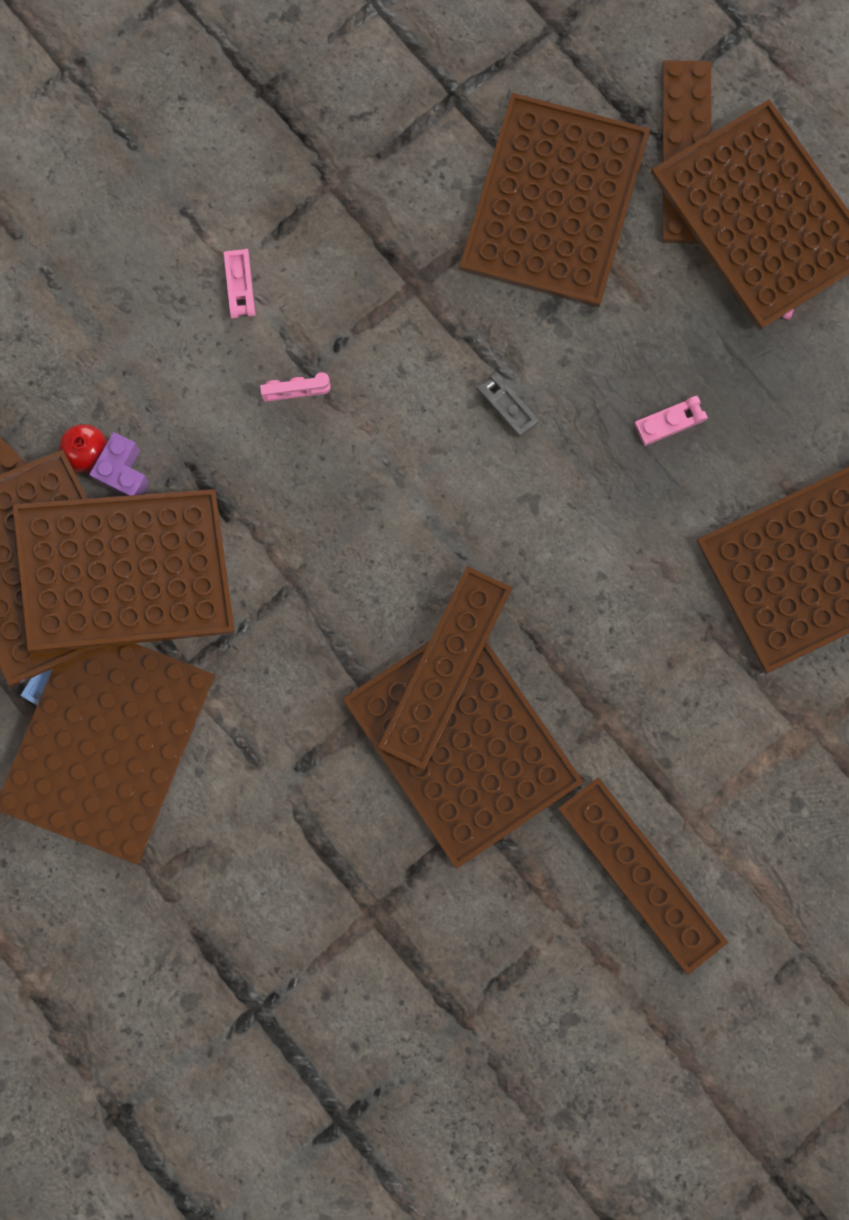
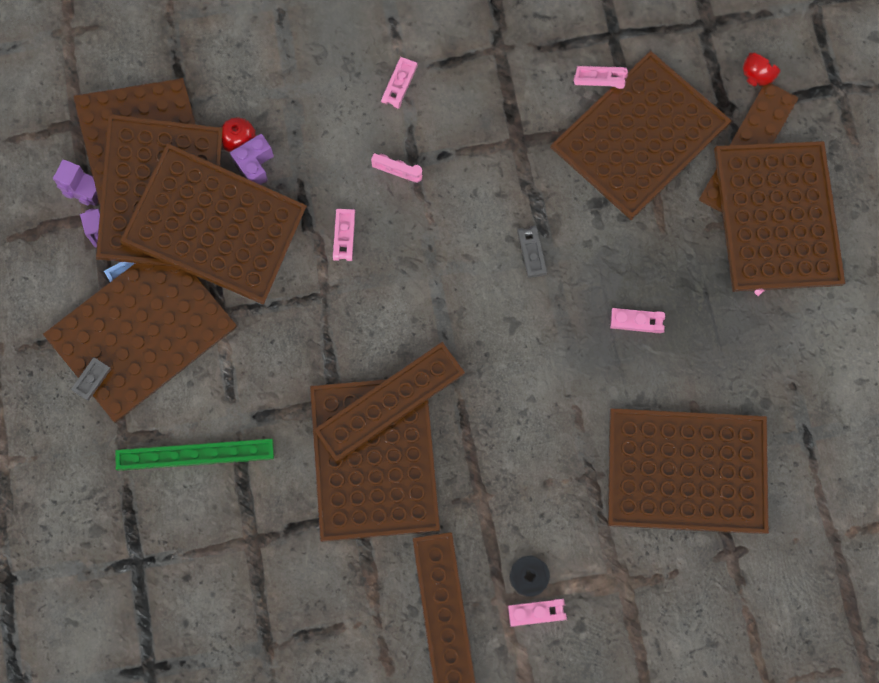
camera: 25 degrees right, 5 degrees down
(84, 830) = (91, 379): none -> flat silver plate
(253, 851) = (194, 454): none -> green plate
(278, 499) = (344, 234): none -> bright pink plate
(472, 153) = (601, 76): none -> bright pink plate
(650, 52) = (759, 70): none -> red cylinder
(710, 793) = (535, 566): none -> black plate
(740, 815) = (536, 612): none -> bright pink plate

